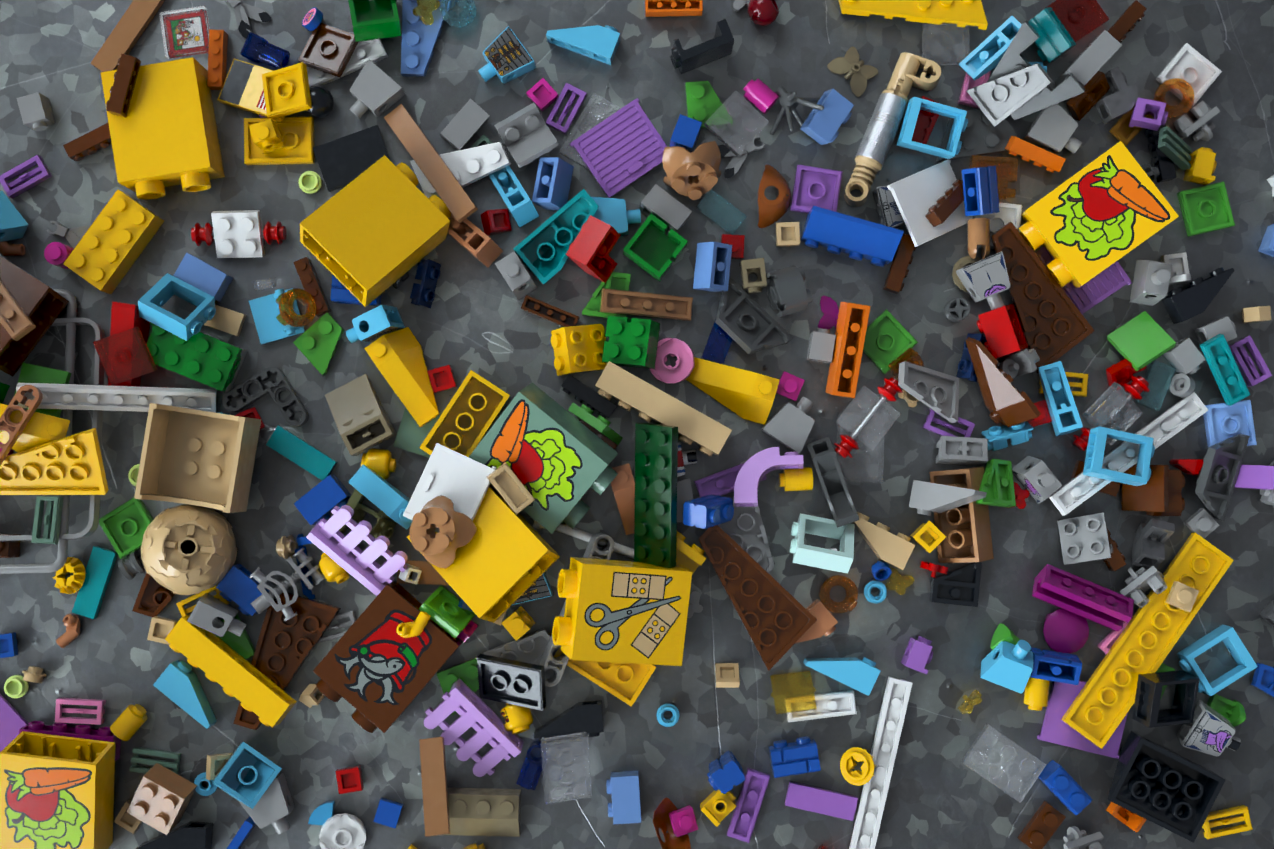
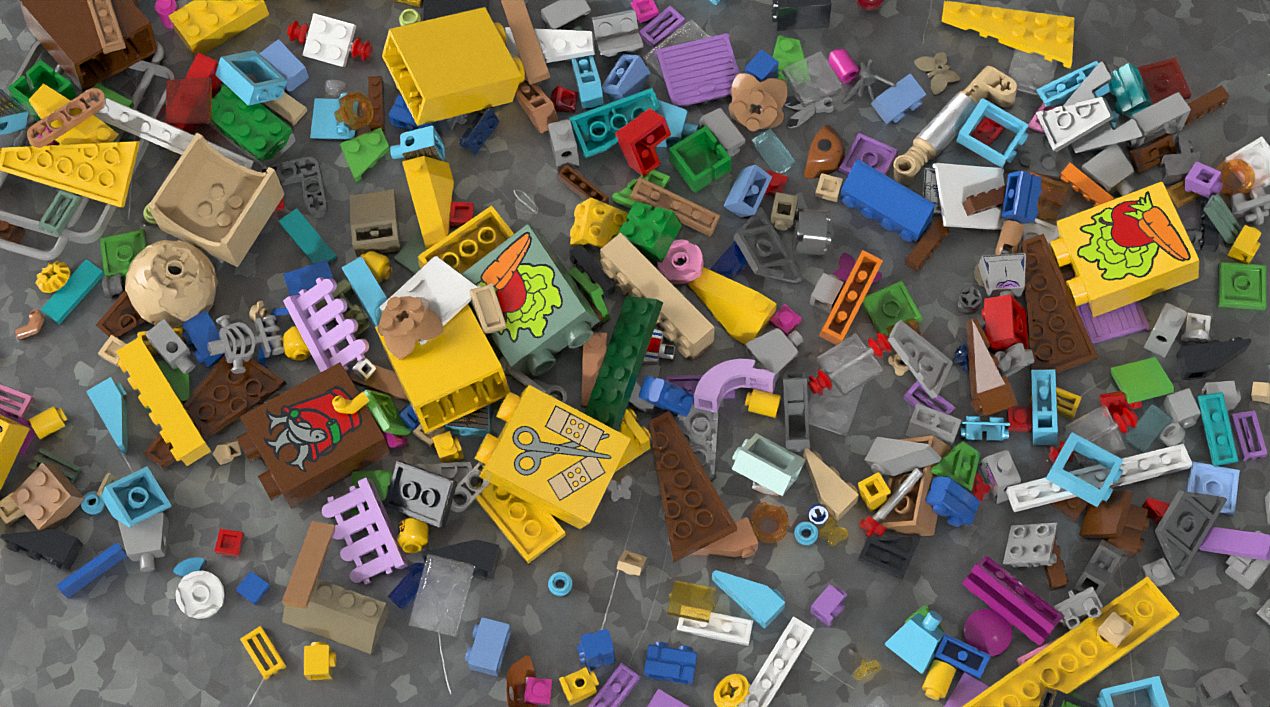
camera: 25 degrees right, 20 degrees down
(950, 533) = (898, 495): none -> light grey bar
(1002, 524) = (952, 501): none -> blue brick

